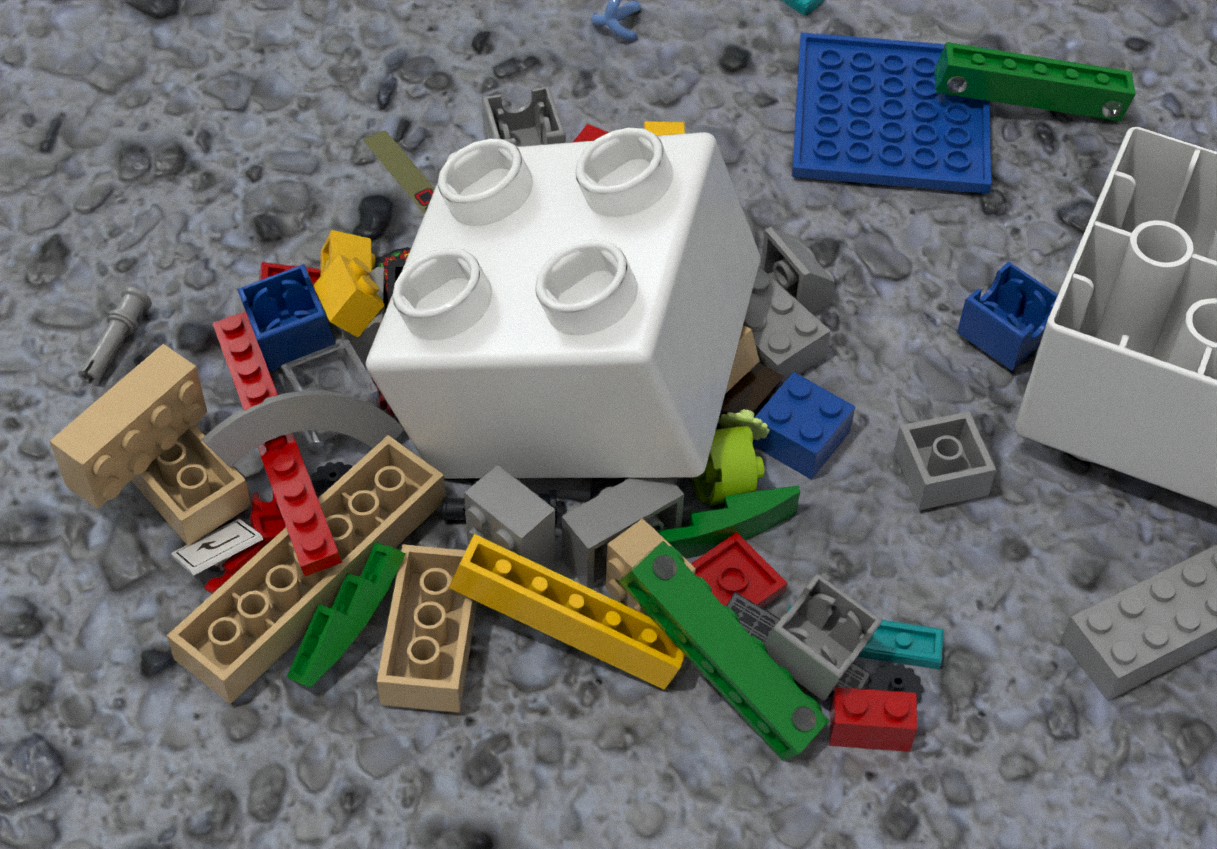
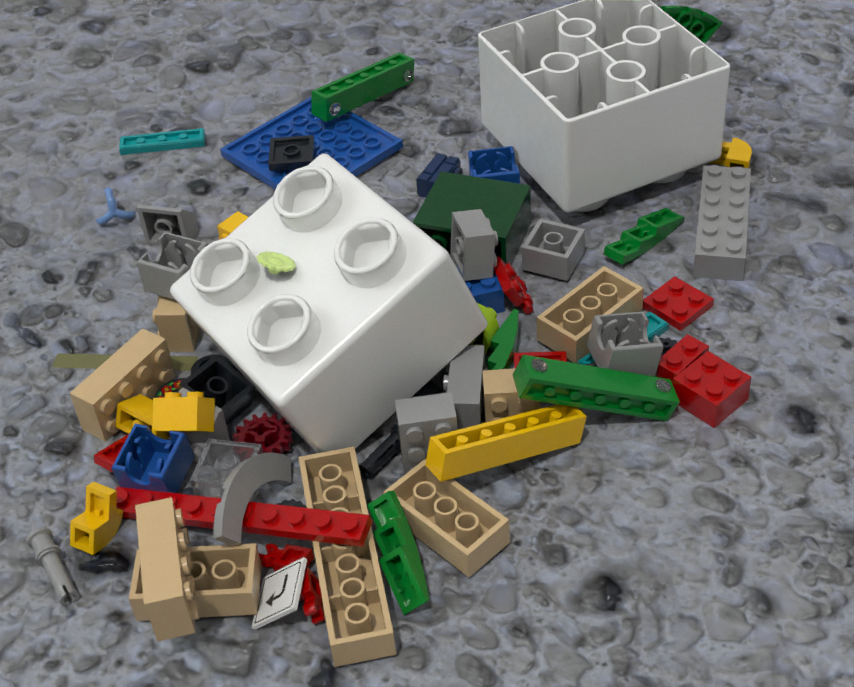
camera: 45 degrees left, 10 degrees down
(187, 330) = (99, 522): none -> yellow brick
(371, 207) = (134, 369): none -> tan brick
(521, 214) = (275, 262): none -> yellowish green piece
(634, 79) = (171, 220): none -> light grey slope
(831, 374) = (473, 244): none -> light grey brick
(833, 453) = (513, 286): none -> red plate
(851, 99) = (291, 152): none -> black plate
(861, 776) = (711, 389): none -> red brick
(877, 565) = (569, 320): none -> tan brick
(908, 348) = (500, 201): none -> dark green brick
(963, 263) = (430, 173): none -> dark blue brick
(991, 652) = (678, 303): none -> red plate
(1085, 542) = (647, 233): none -> green slope

